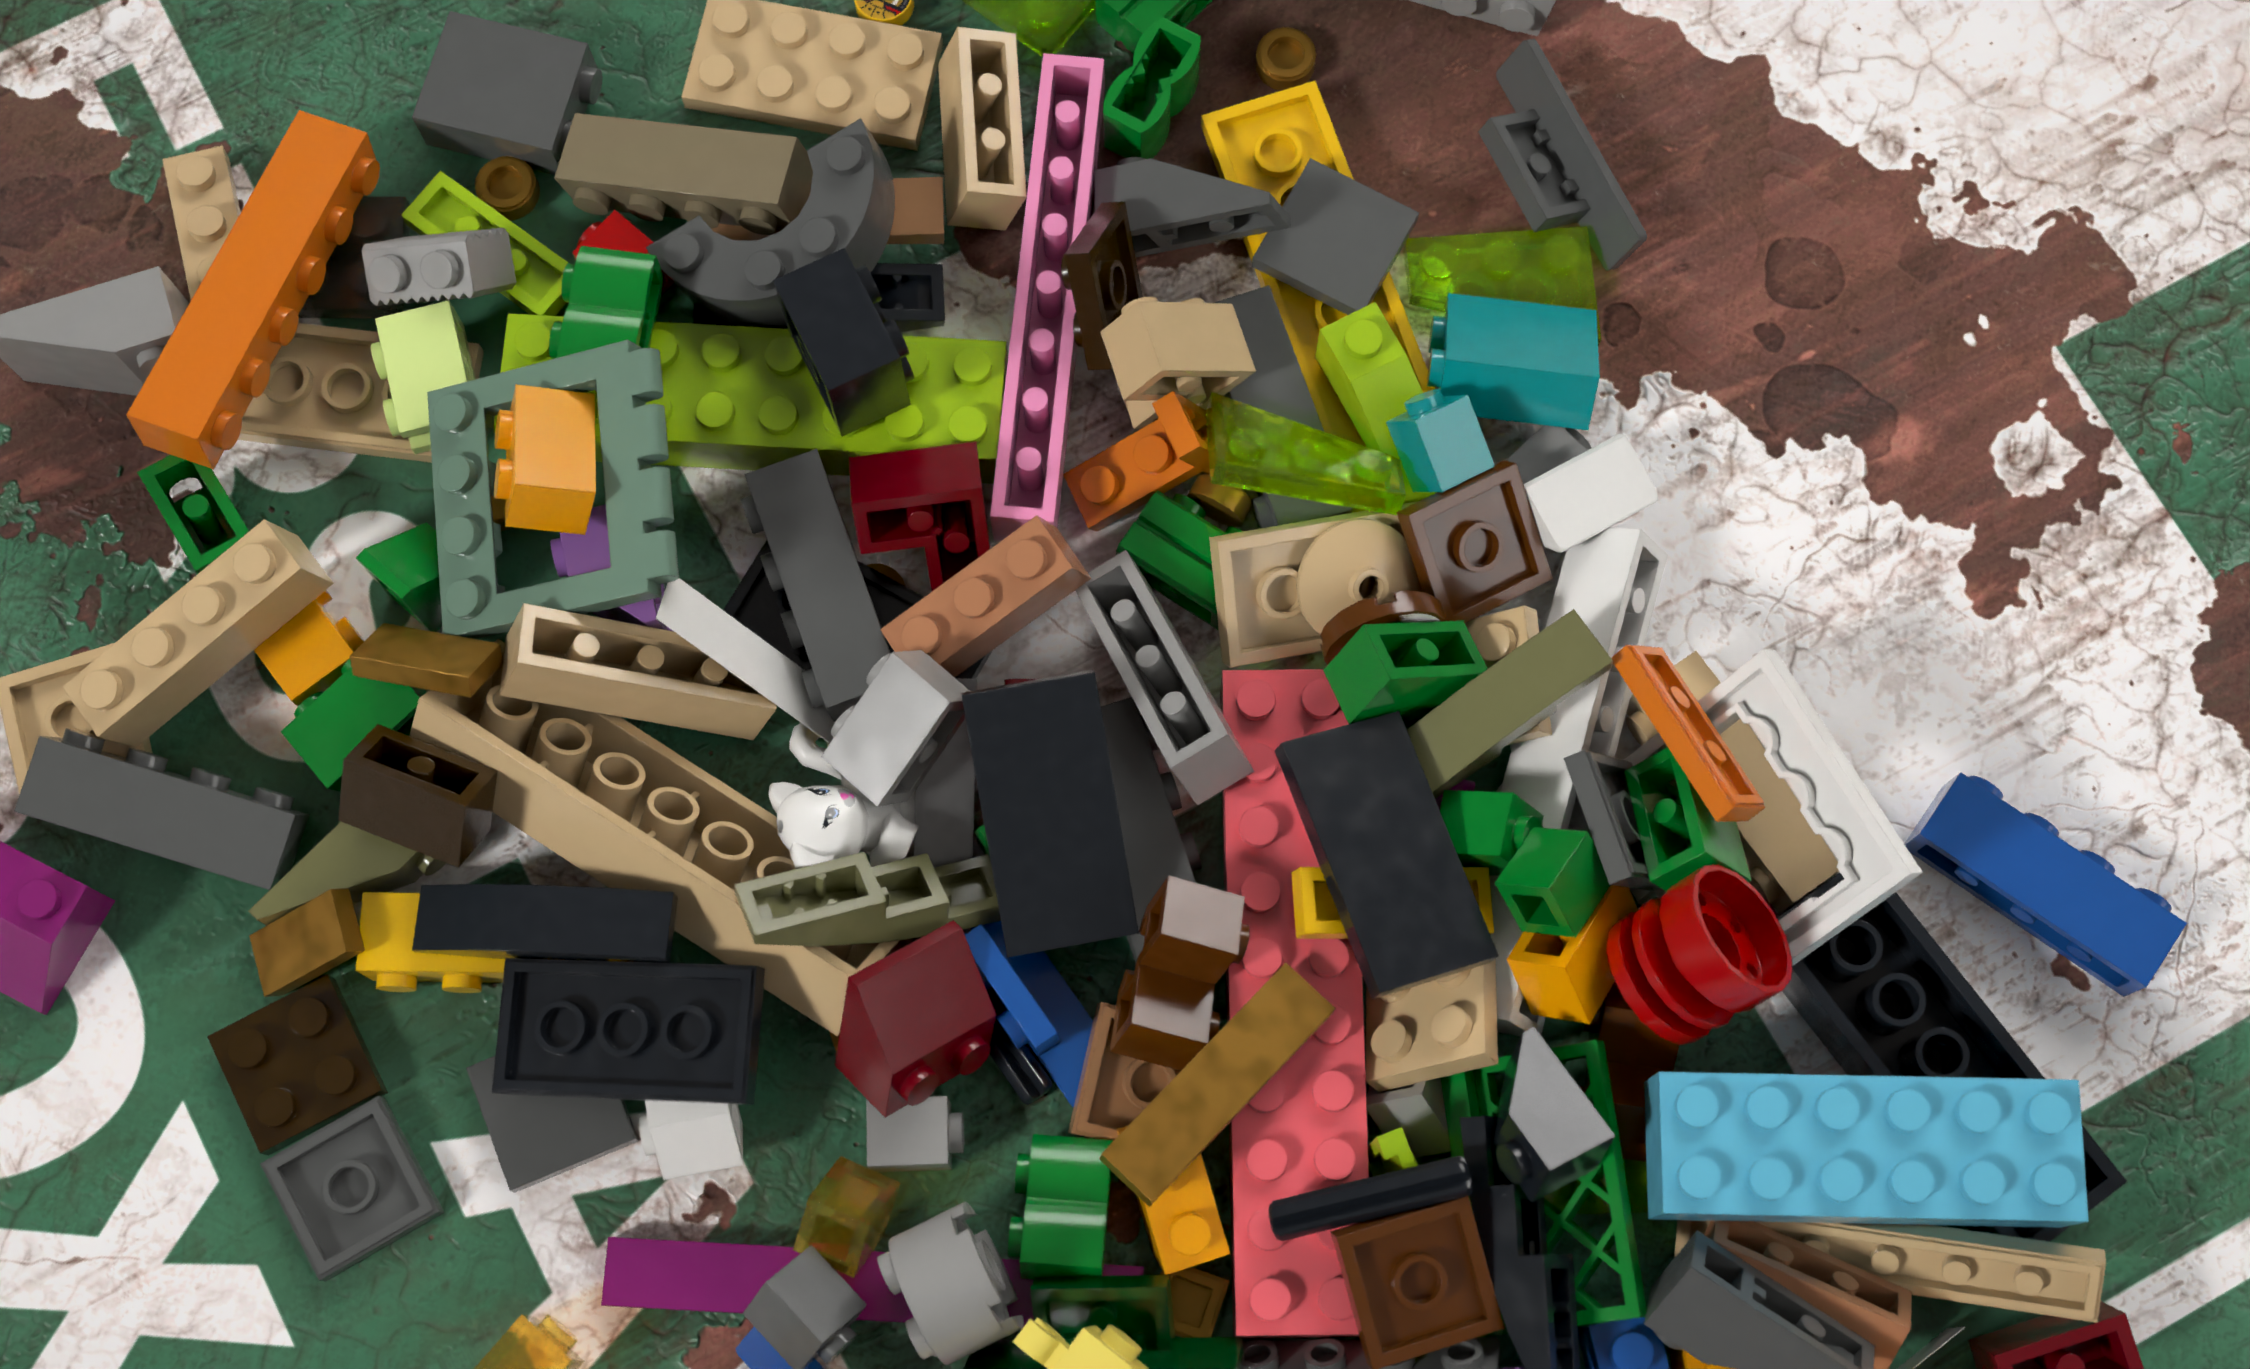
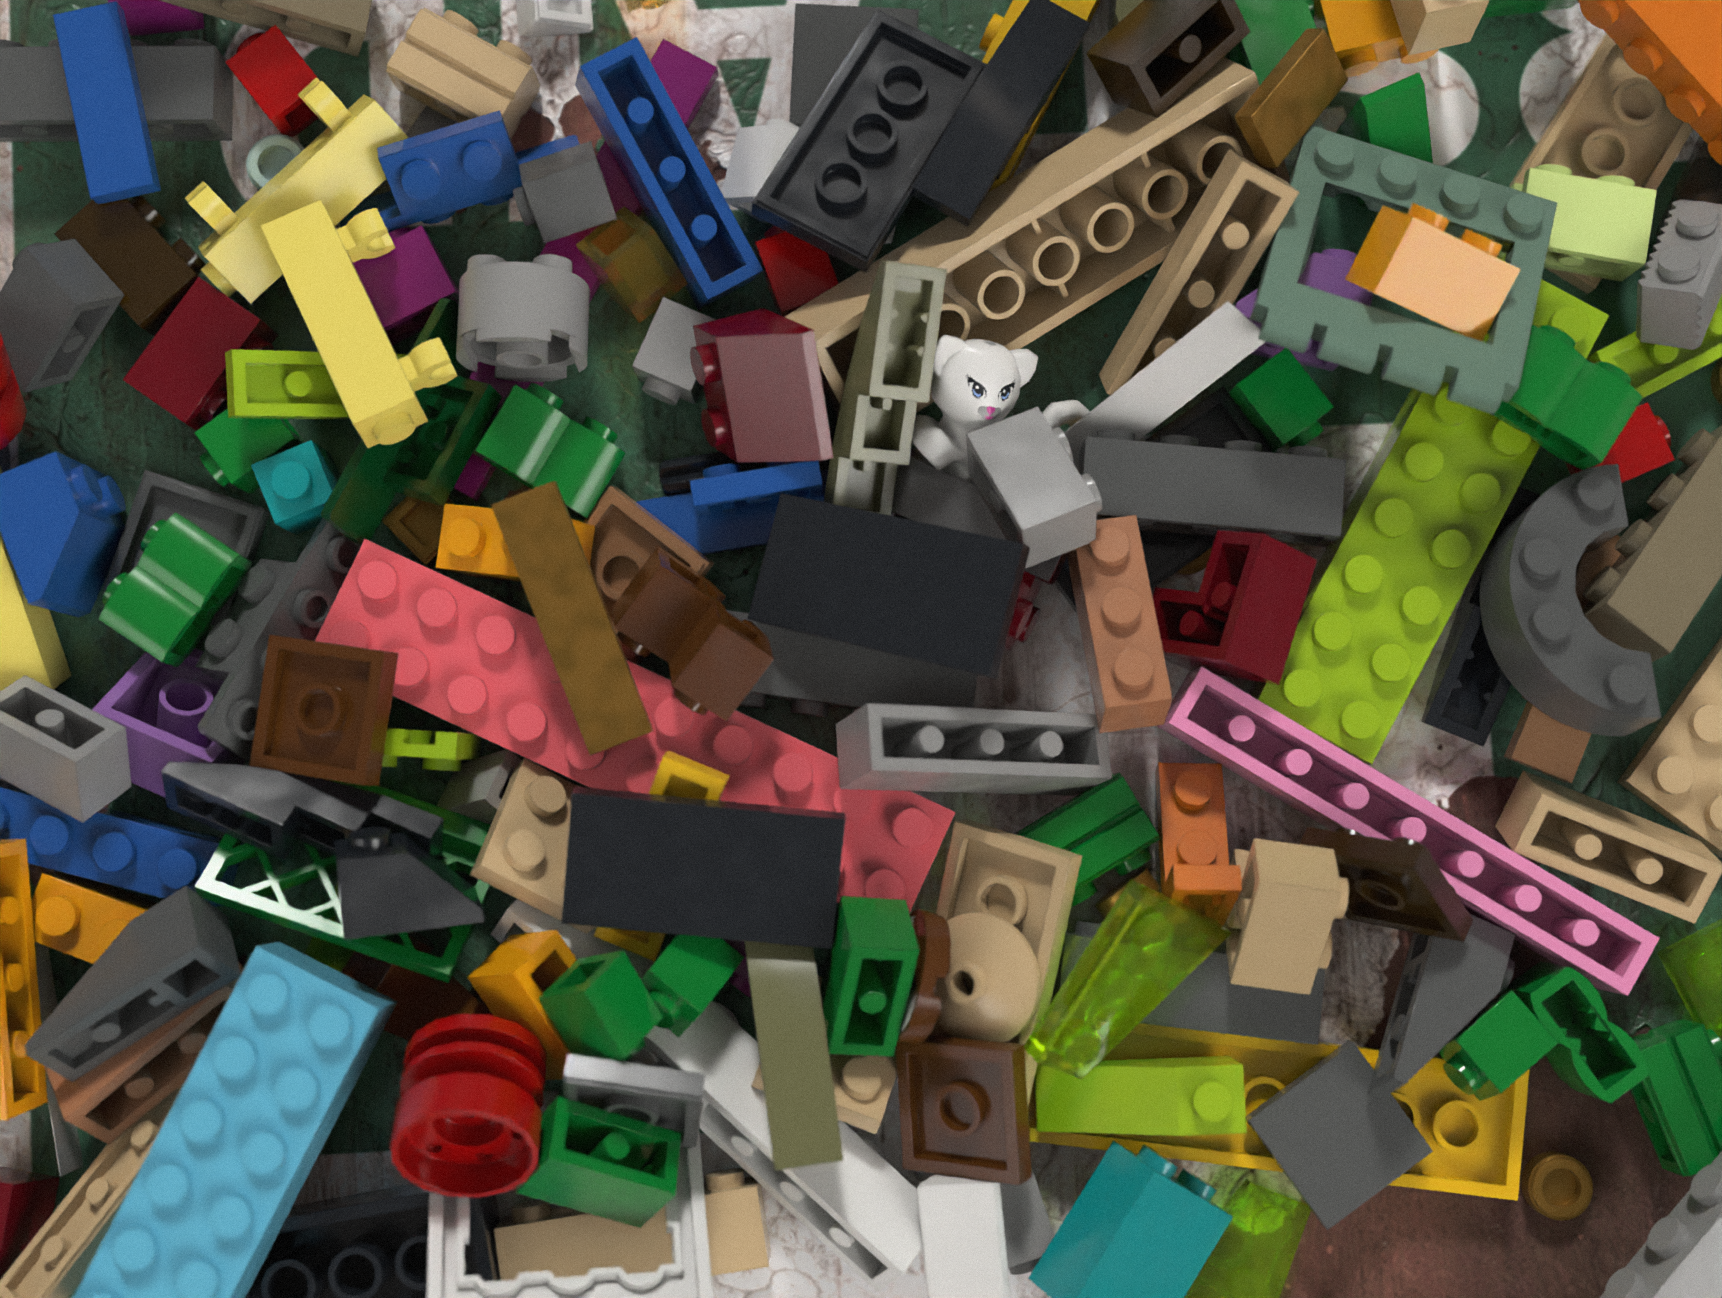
camera: 110 degrees right, 10 degrees up
(714, 556) = (1282, 402): none -> green brick
(743, 1218) = (667, 172): none -> blue brick
(788, 1057) = (793, 269): none -> red brick
(846, 340) = (1431, 595): black brick -> none
(1199, 140) = (1496, 1047): none -> green brick
(1370, 1198) = (408, 702): black axle -> none
(1439, 441) = (1076, 1124): teal brick -> none
(1688, 733) = (677, 1207): orange tile -> none

